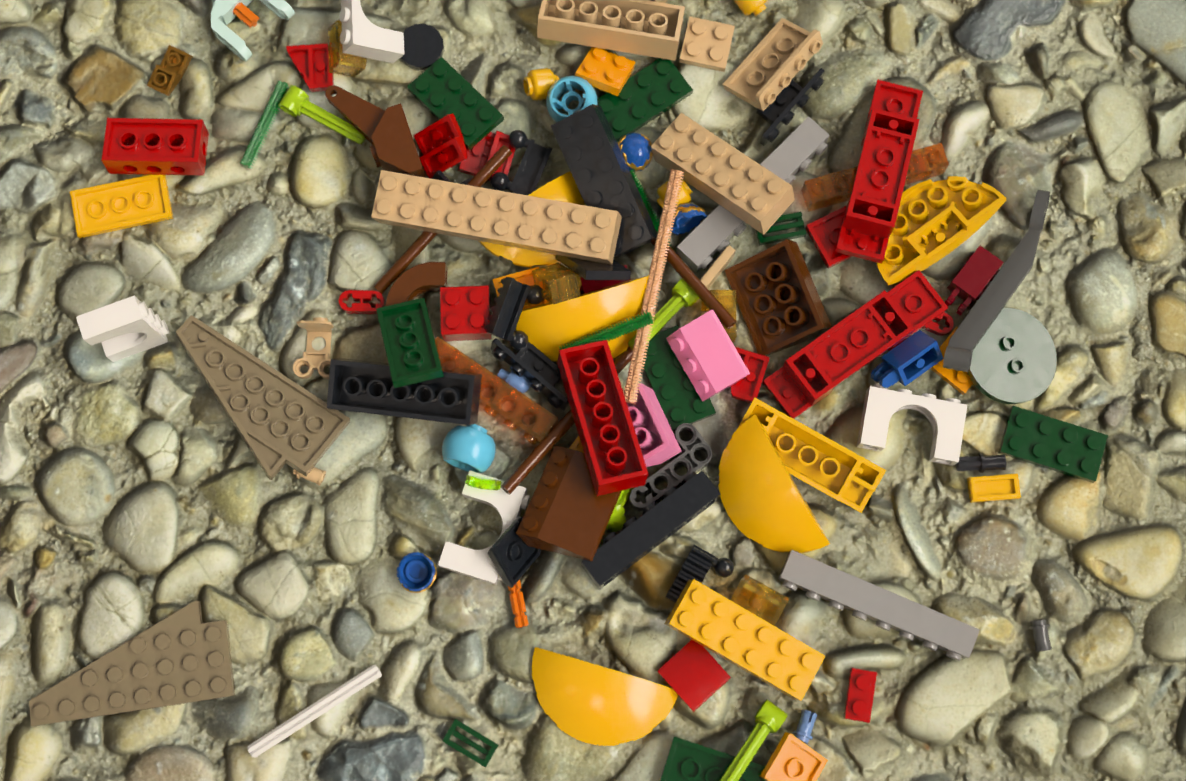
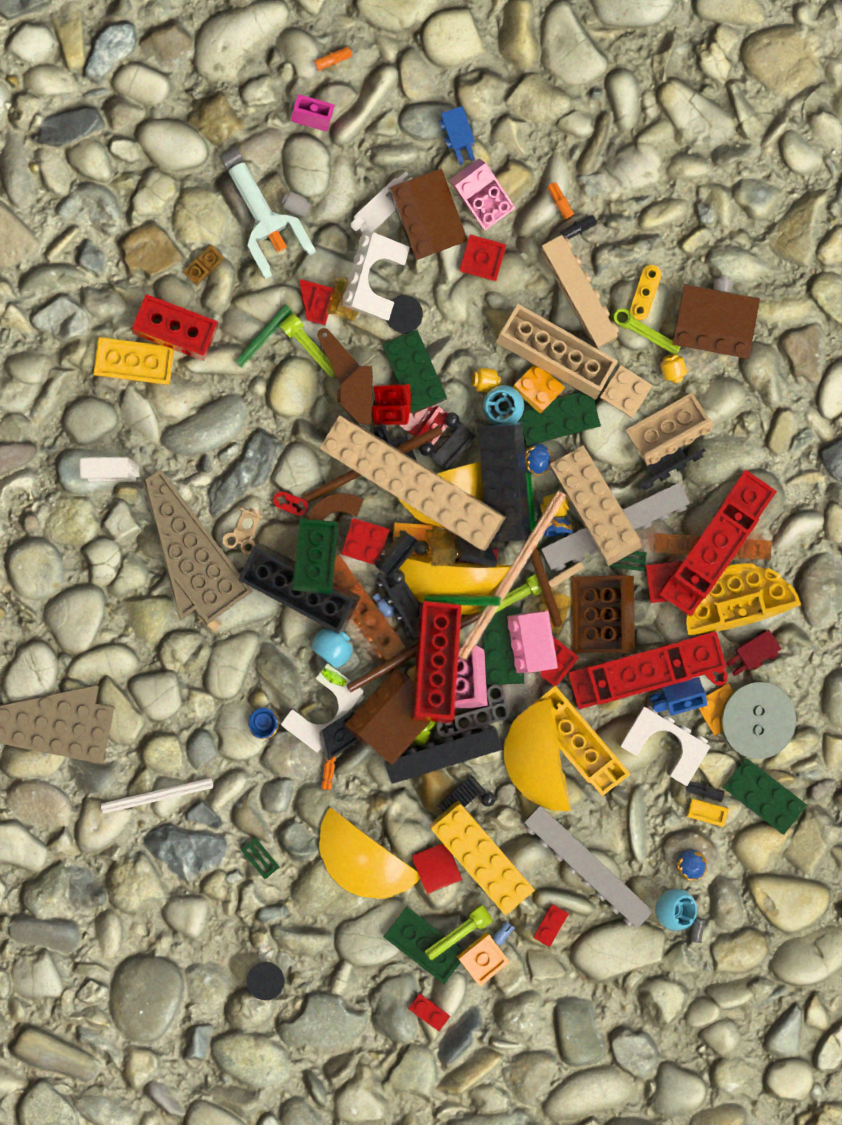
camera: 20 degrees right, 10 degrees up
(760, 599) = (503, 833): clear yellow brick -> none
(997, 294) = (769, 670): dark grey piece -> none
(1001, 557) = (692, 865): none -> blue hair
(1006, 617) = (676, 909): none -> medium azure wheel

